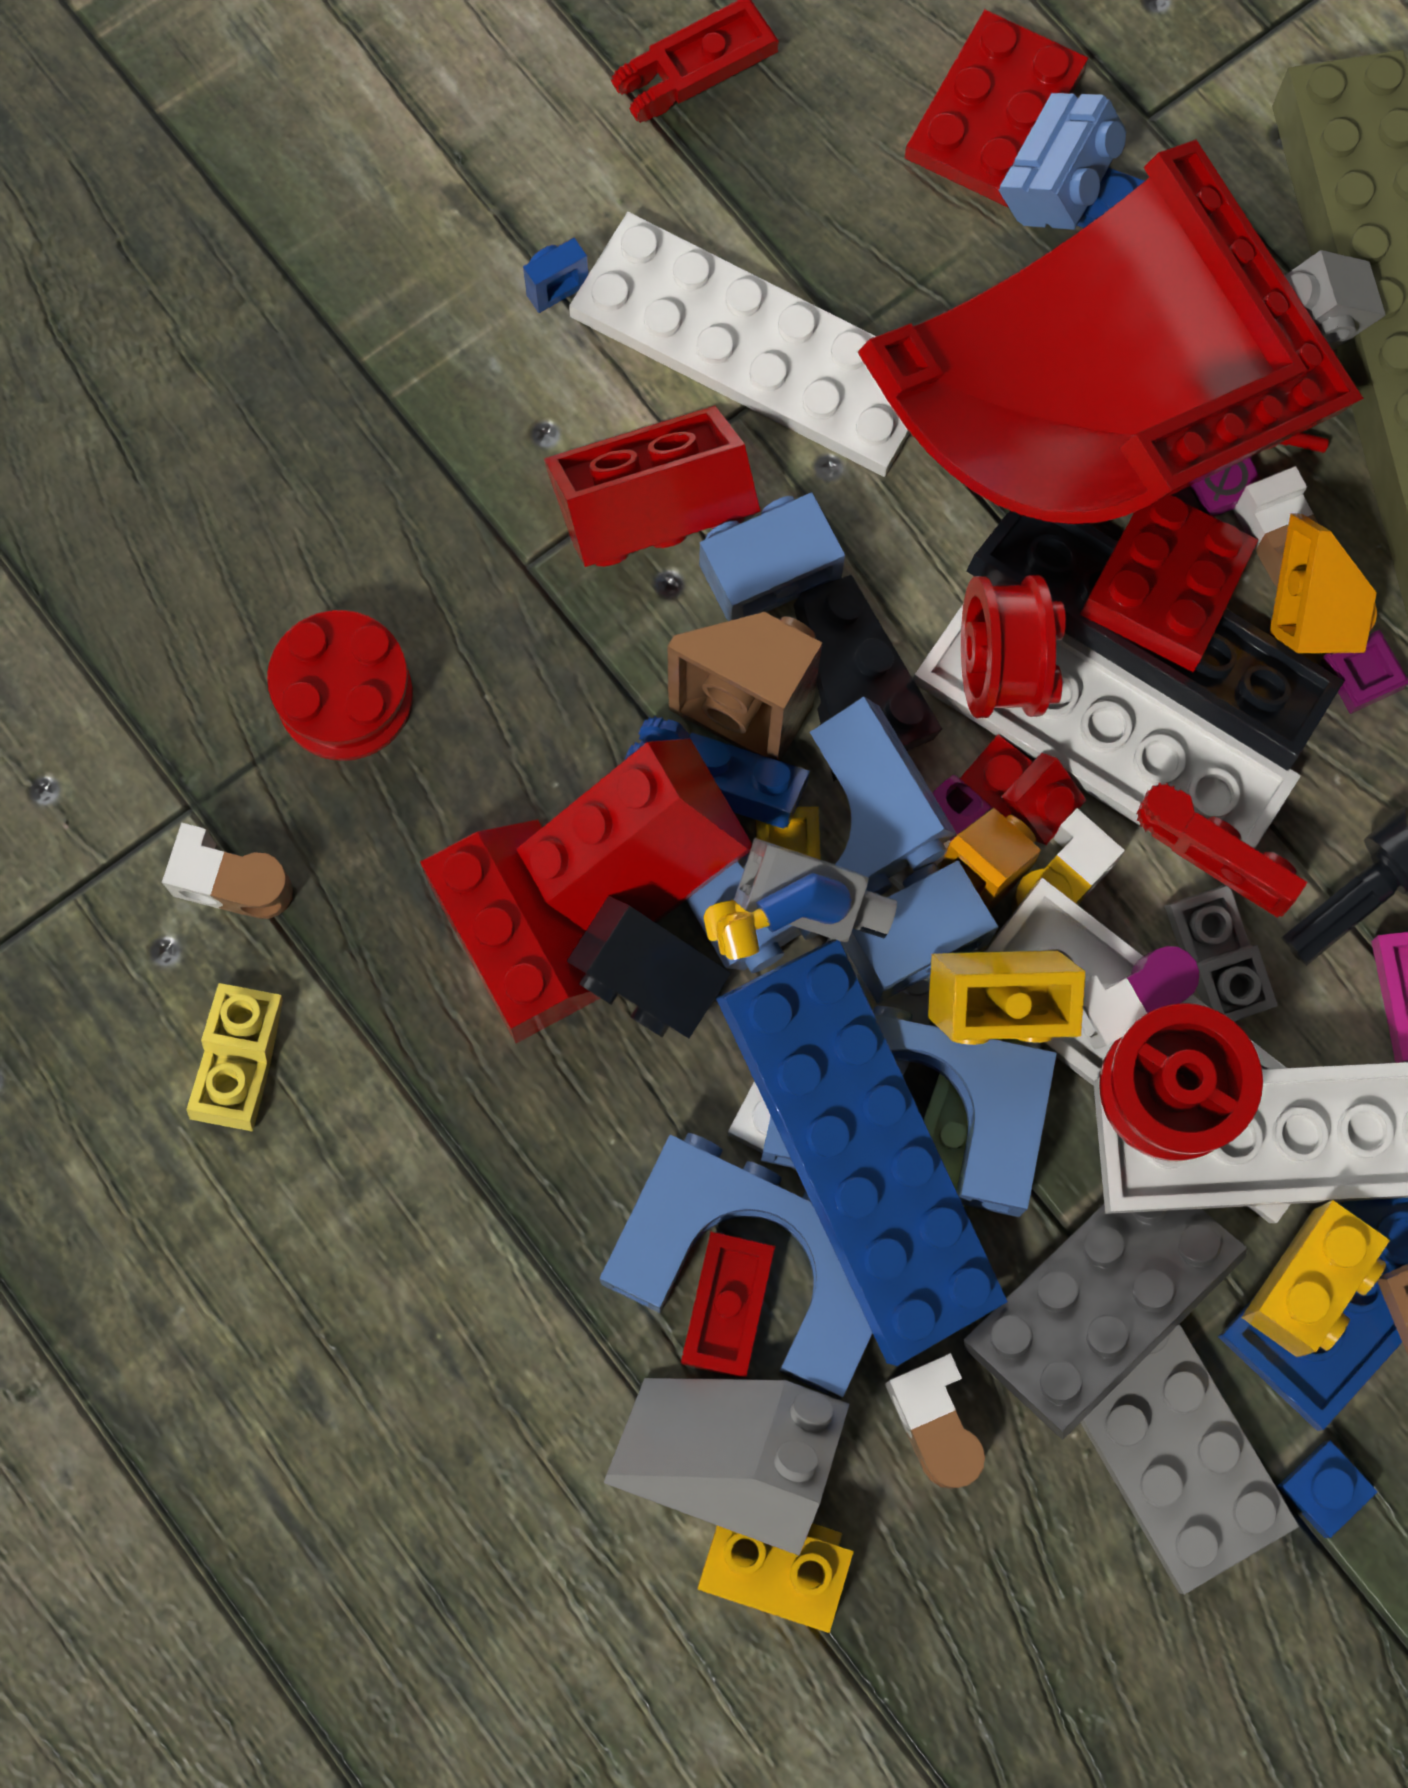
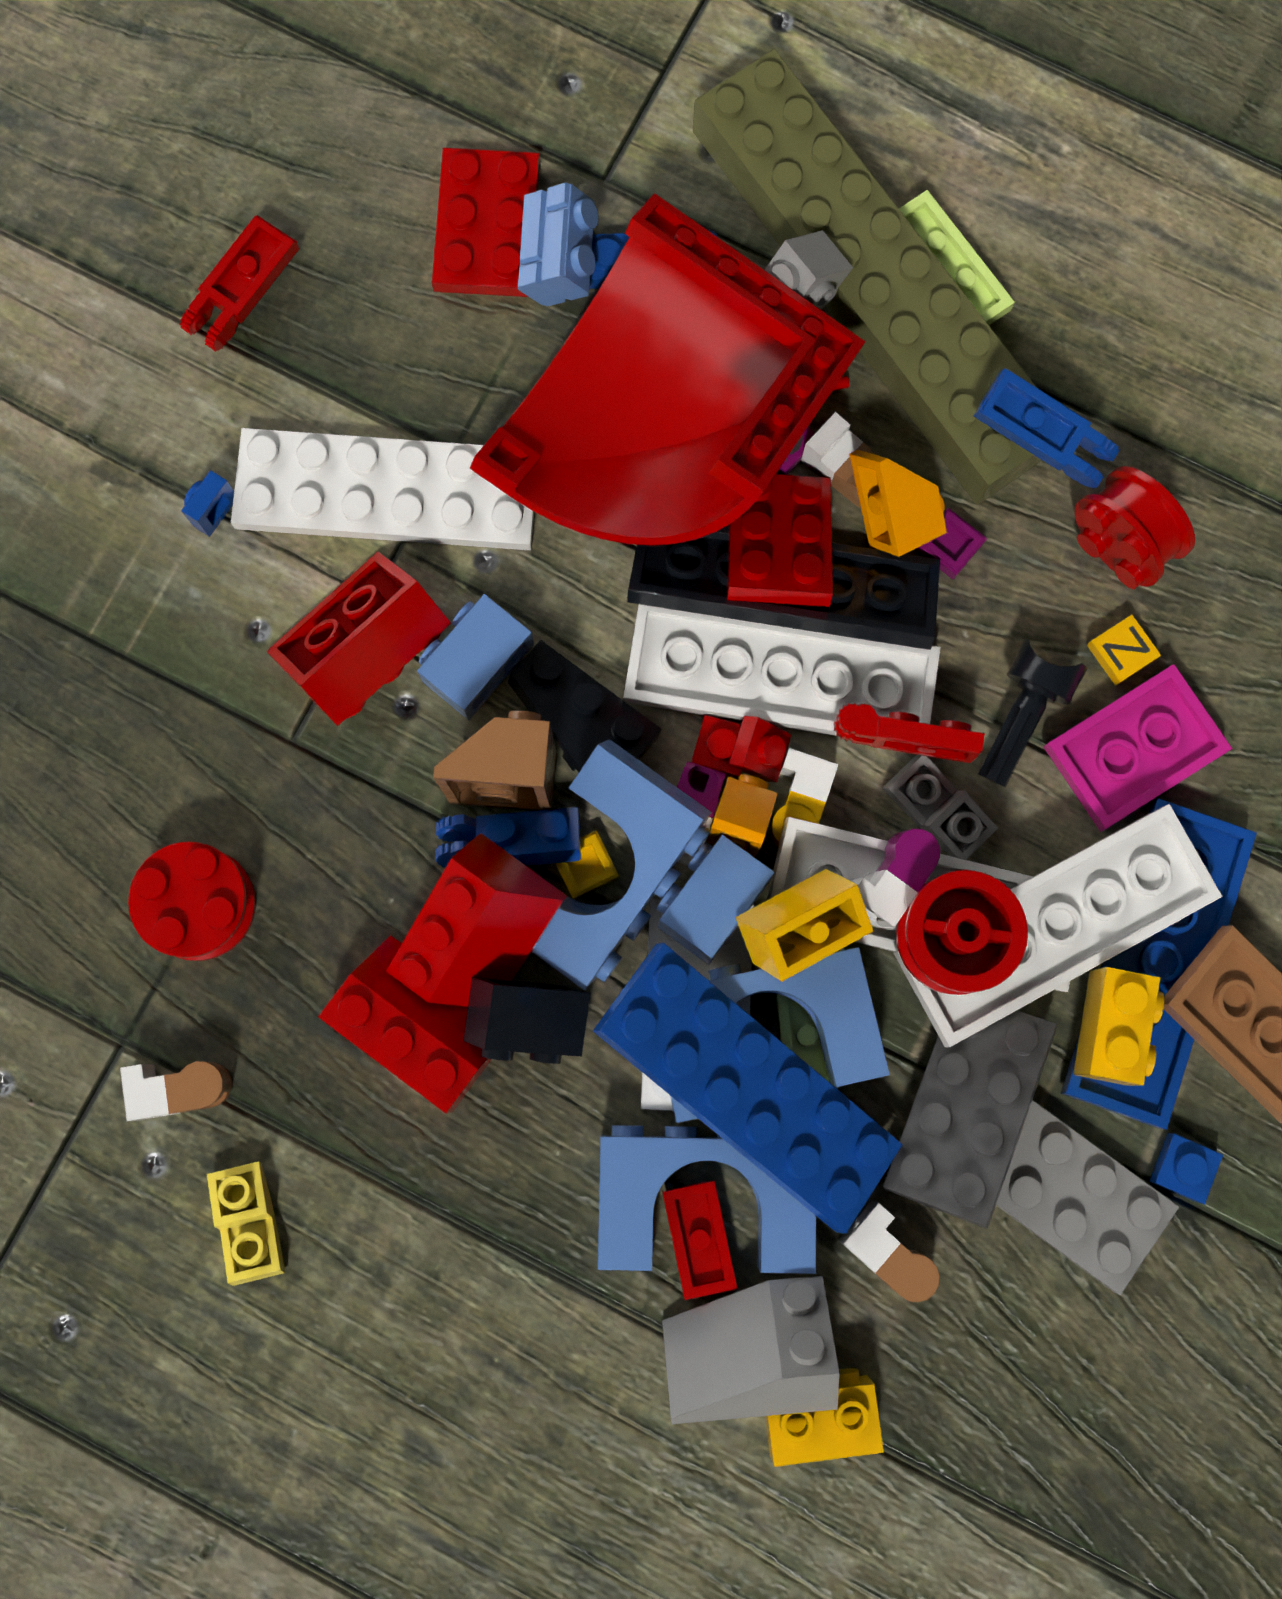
camera: 25 degrees left, 5 degrees up
(799, 891) = (614, 923): torso -> none
(1011, 646) = (688, 651): red wheel -> none

